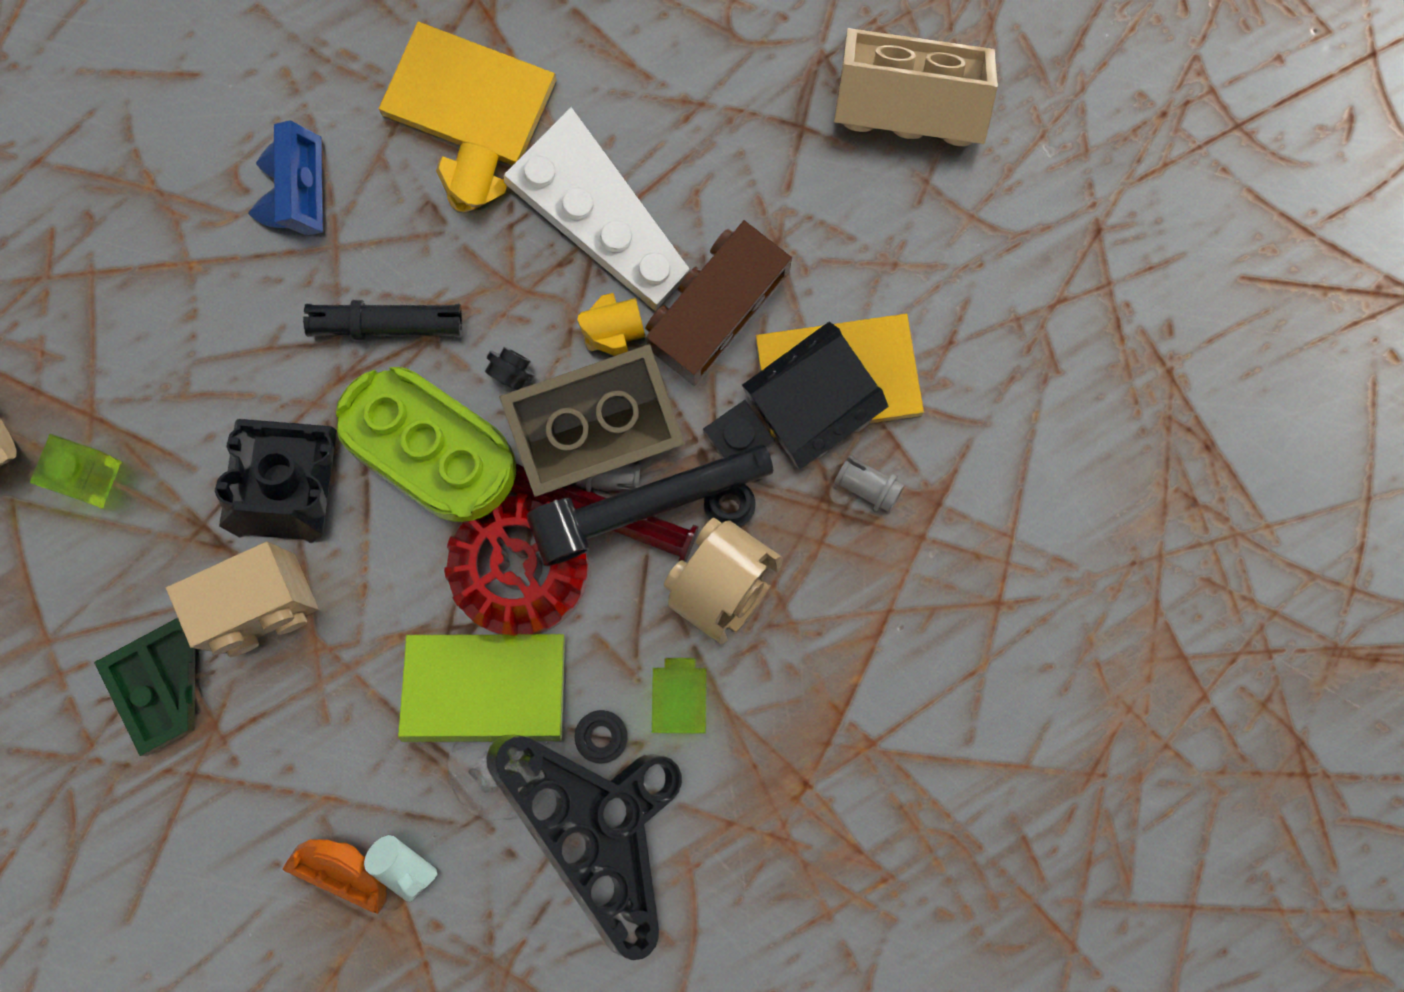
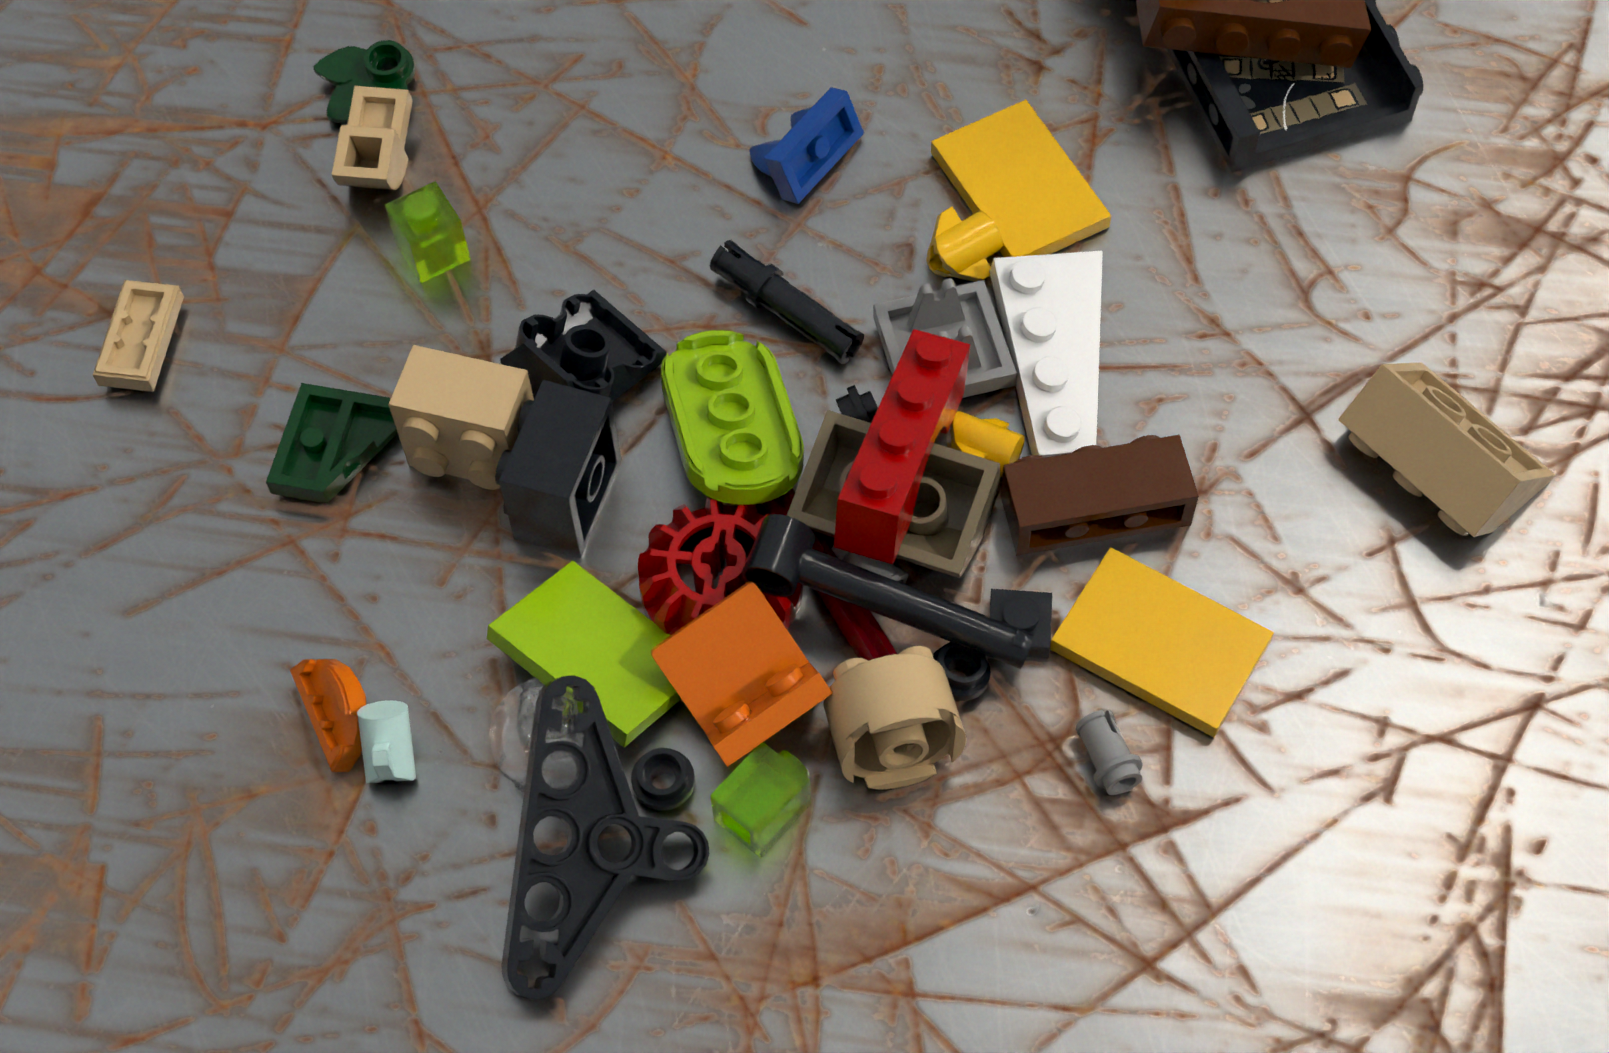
camera: 40 degrees right, 20 degrees down
(343, 582) = (559, 467): none -> black brick
(522, 268) = (957, 314): none -> light grey plate
(574, 383) = (889, 467): none -> red arch
(601, 631) = (740, 672): none -> orange bracket
(816, 395) = (1121, 632): black slope -> none

